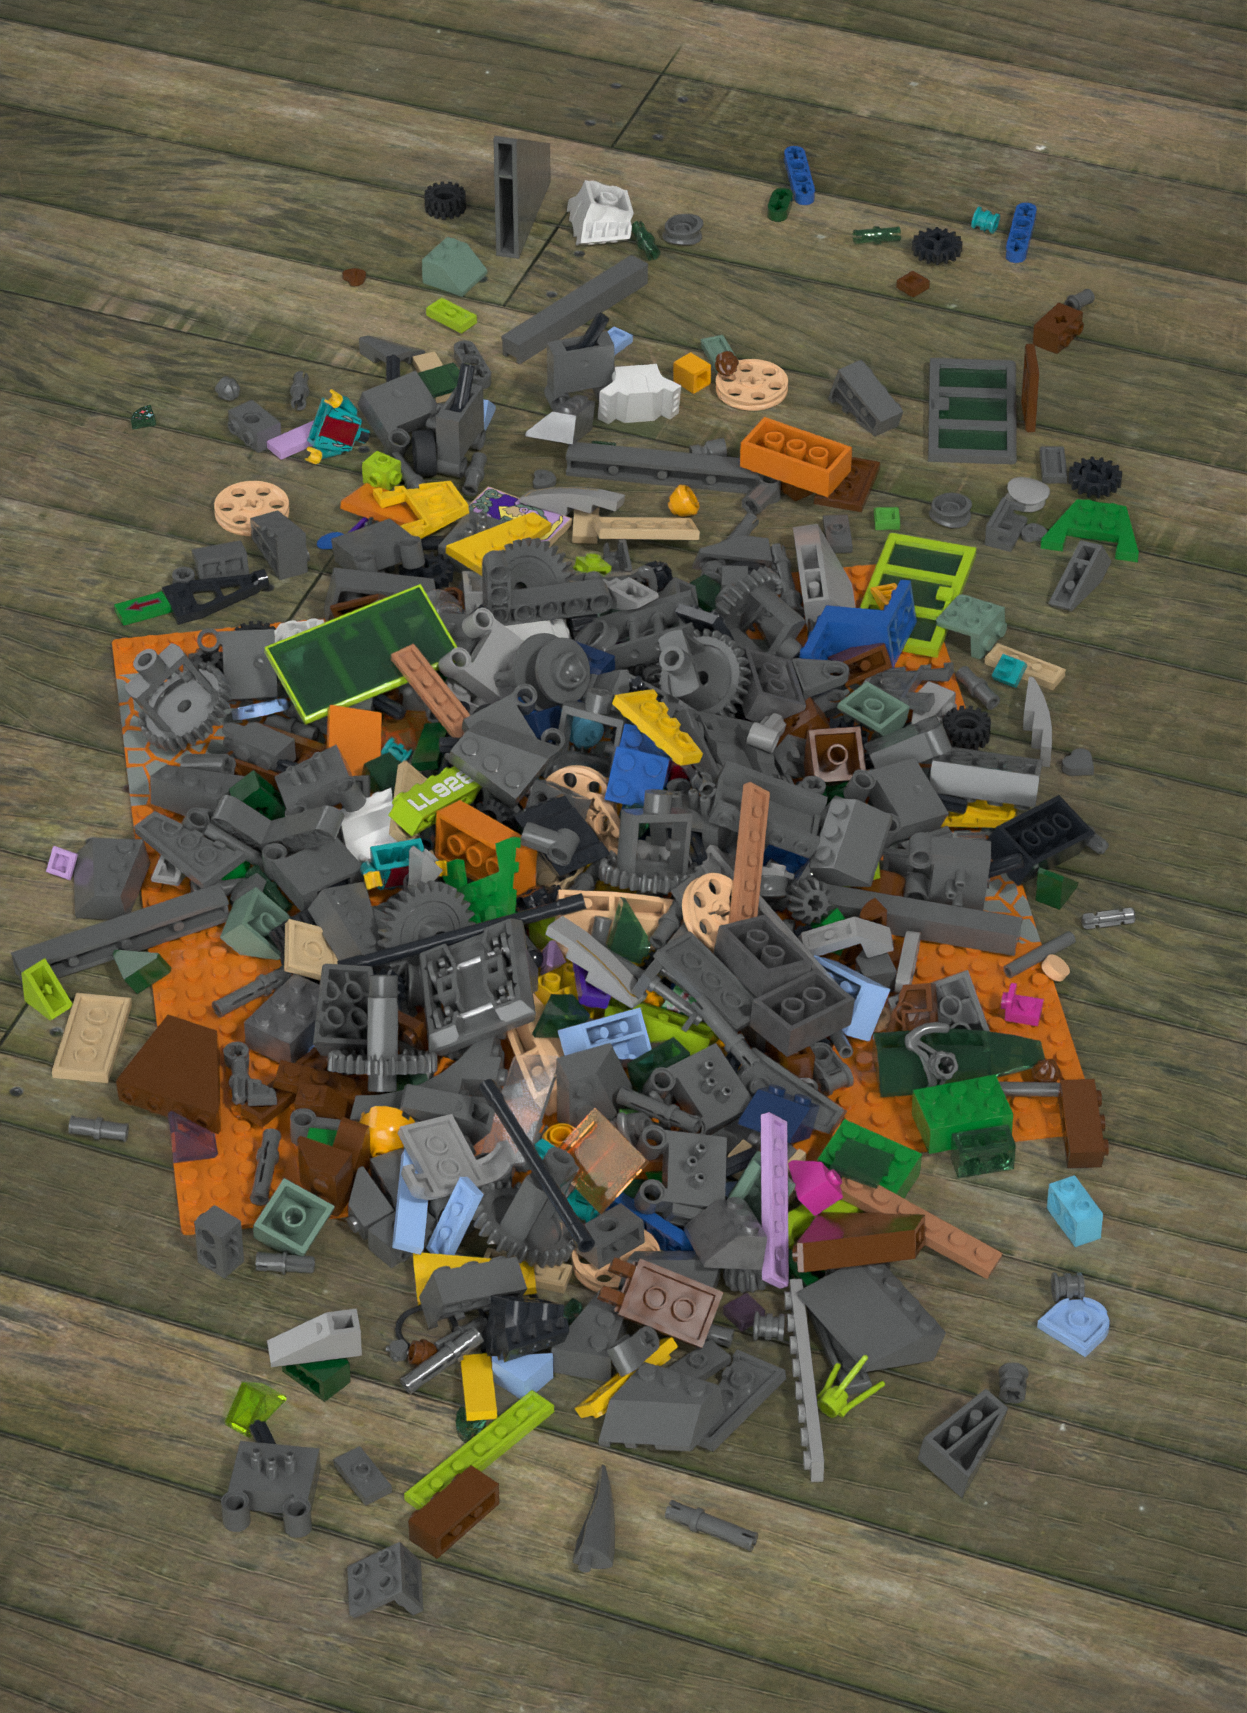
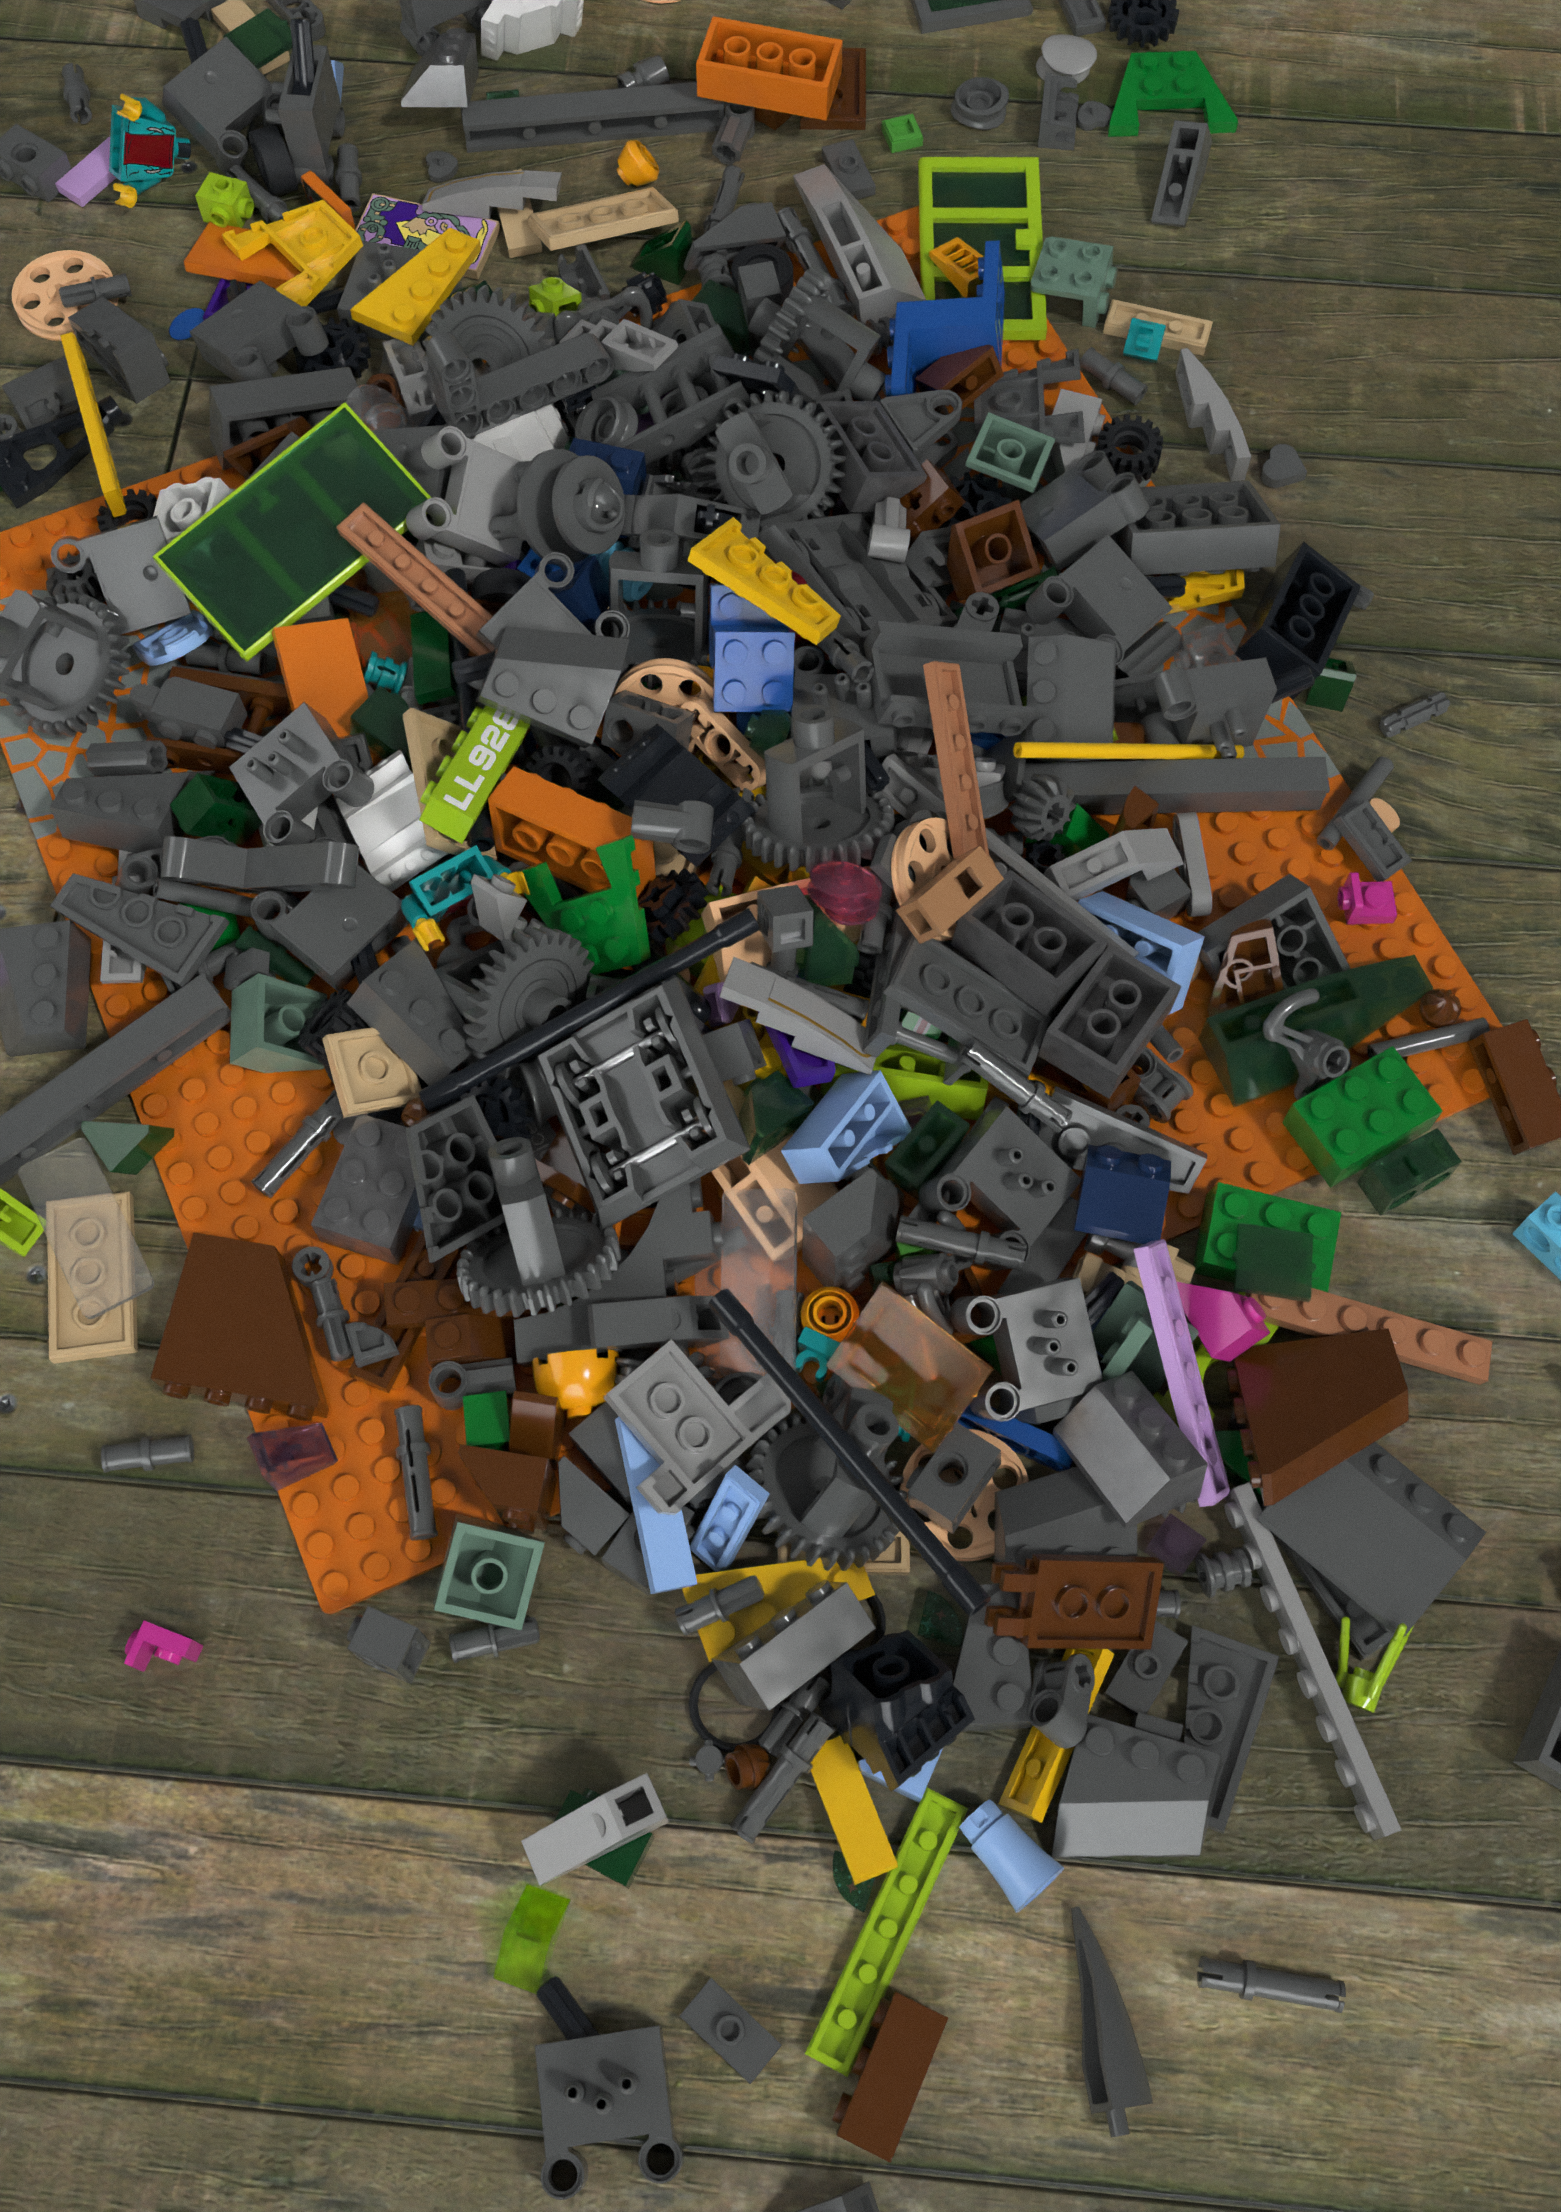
camera: 15 degrees left, 25 degrees up
(77, 1217) = (168, 1643): none -> dark pink bracket
(97, 1008) = (86, 1228): none -> clear piece
(248, 576) = (93, 425): none -> yellow tile
(286, 507) = (90, 291): none -> dark grey axle
(427, 1265) = (719, 1604): none -> dark grey axle
(448, 474) = (317, 190): none -> orange tile
(548, 976) = (735, 1052): none -> dark grey brick
(573, 1431) = (1009, 1854): none -> light blue plant
(603, 904) = (785, 918): none -> dark grey brick
(651, 899) = (845, 891): none -> clear pink piece
(682, 558) = (666, 254): none -> dark green slope
(710, 912) = (950, 894): none -> medium nougat brick
(870, 878) = (1118, 750): none -> yellow piece
(1039, 974) = (1372, 841): none -> dark grey plate

